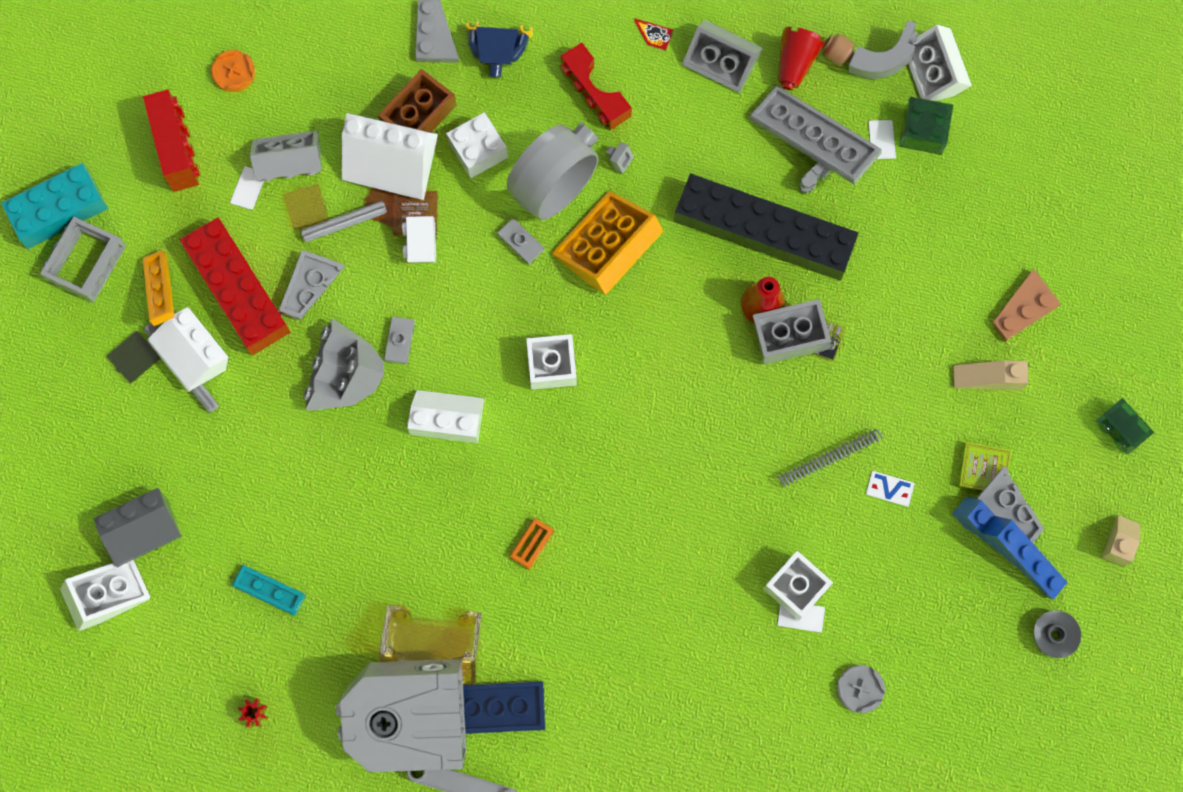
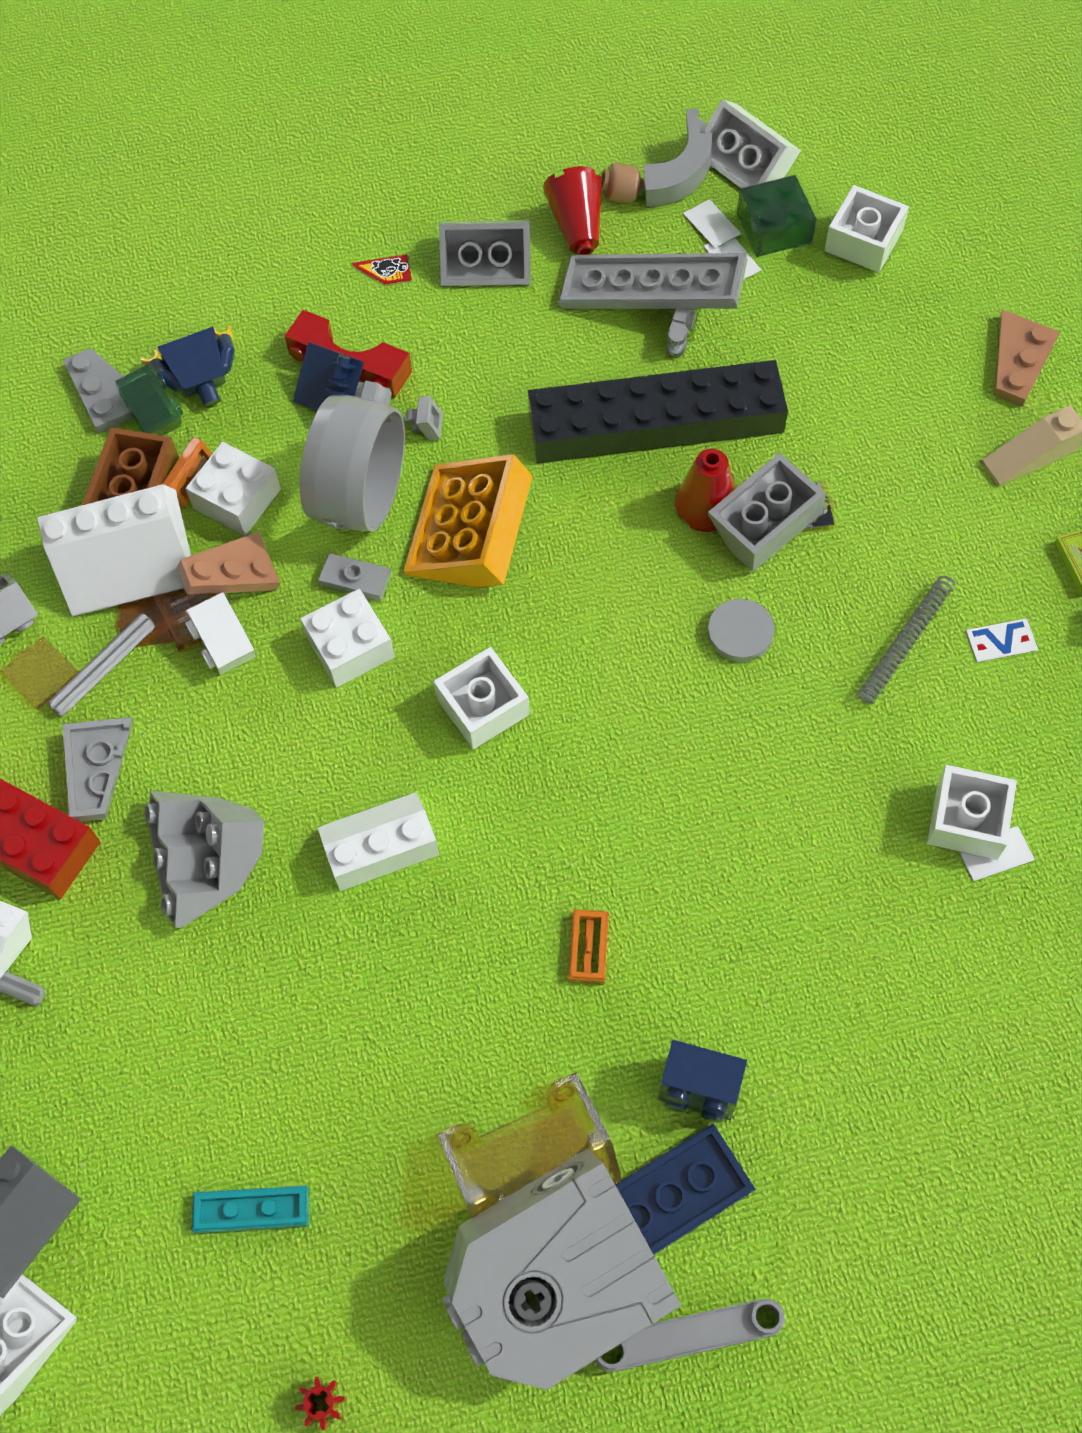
camera: 25 degrees left, 10 degrees down
(399, 340) = (259, 776): light grey plate -> none
(447, 200) = (228, 568): none -> nougat wing
(454, 60) = (148, 401): none -> clear green brick
(455, 118) = (186, 469): none -> orange tile
(494, 281) = (348, 637): none -> white brick
(546, 655) = (701, 1081): none -> dark blue brick
(572, 101) = (326, 374): none -> dark blue hinge
(733, 398) = (740, 630): none -> light grey tile
(883, 107) = (712, 223): none -> white sticker
(978, 166) = (866, 228): none -> white brick

